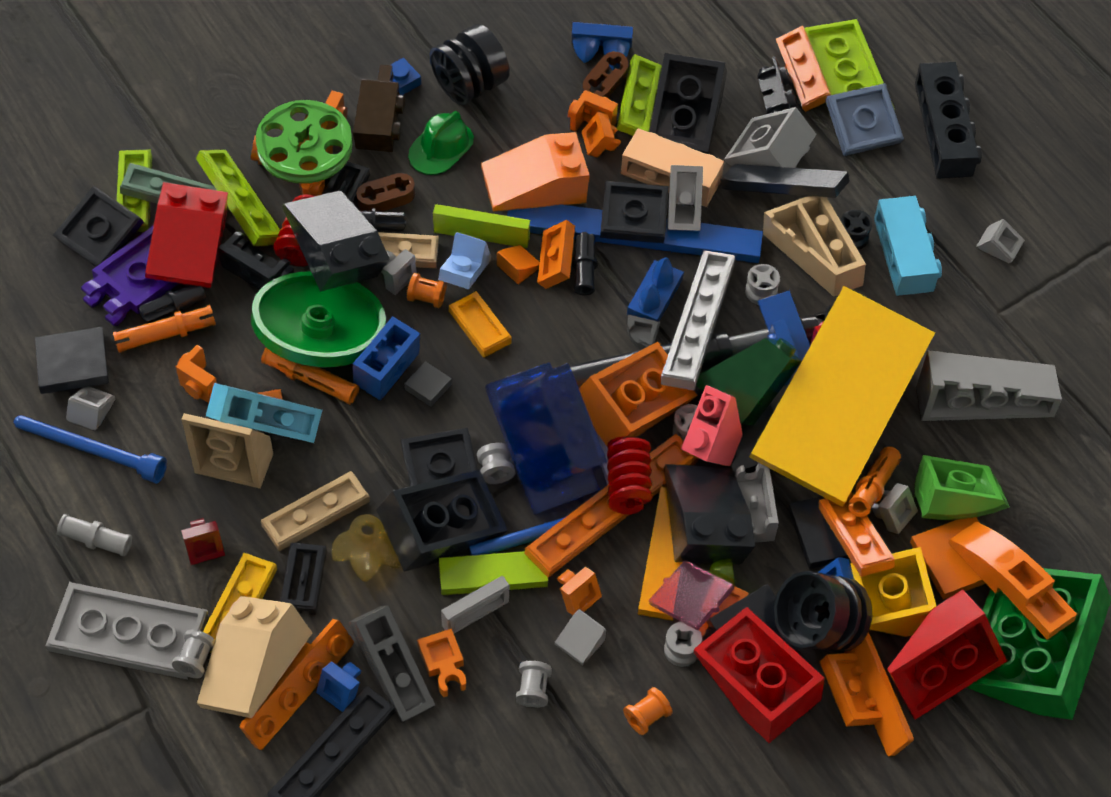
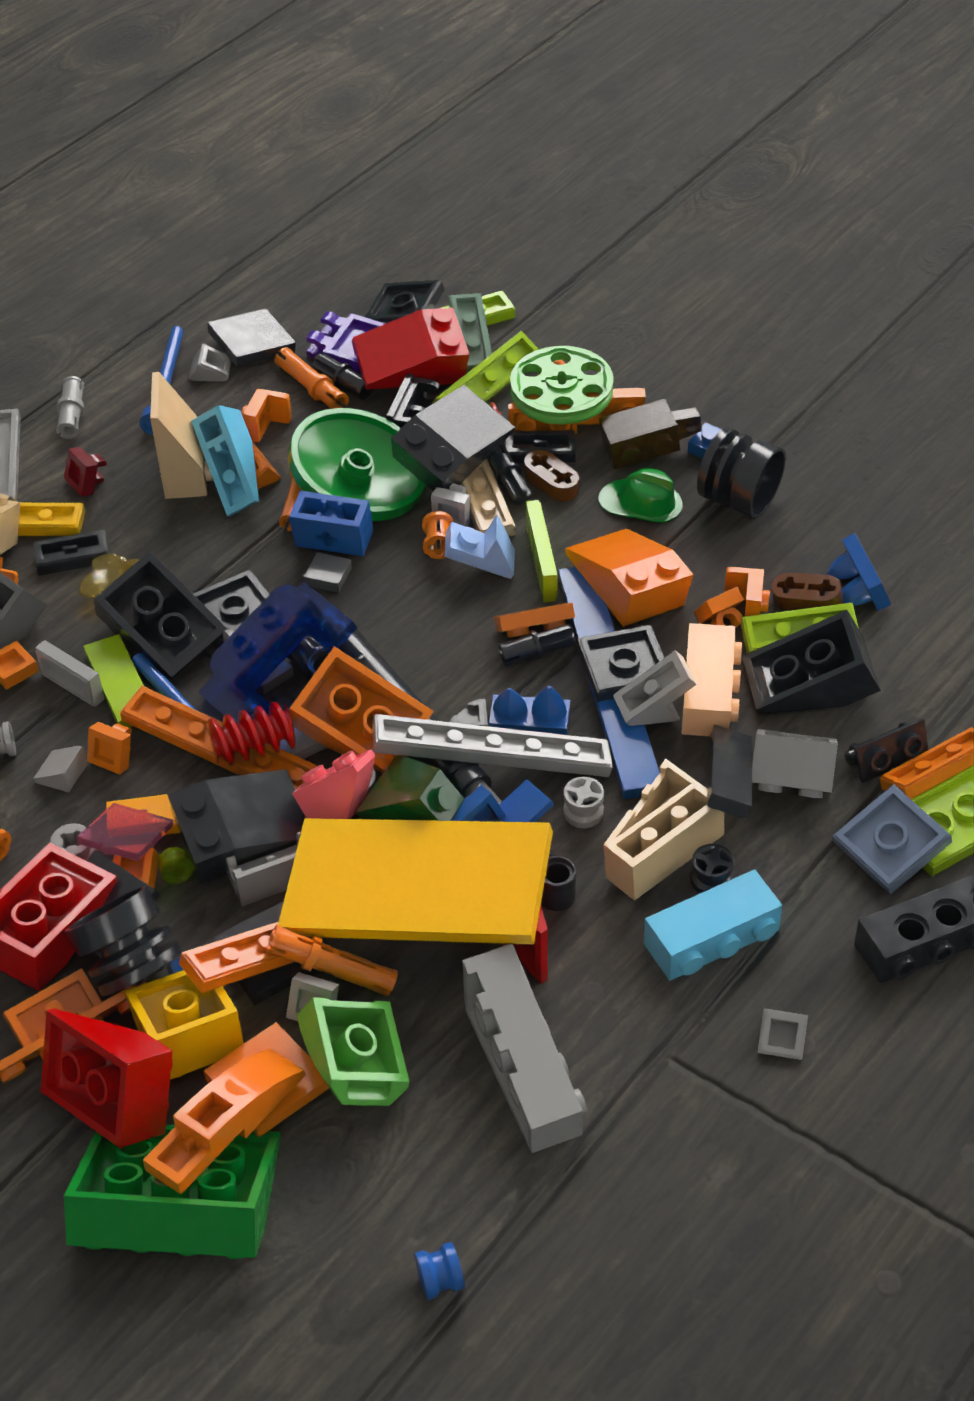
camera: 75 degrees right, 10 degrees down
(315, 511) = (147, 535): tan tile -> none
(480, 324) = (421, 590): light orange tile -> none
(517, 263) = (512, 593): orange slope -> none

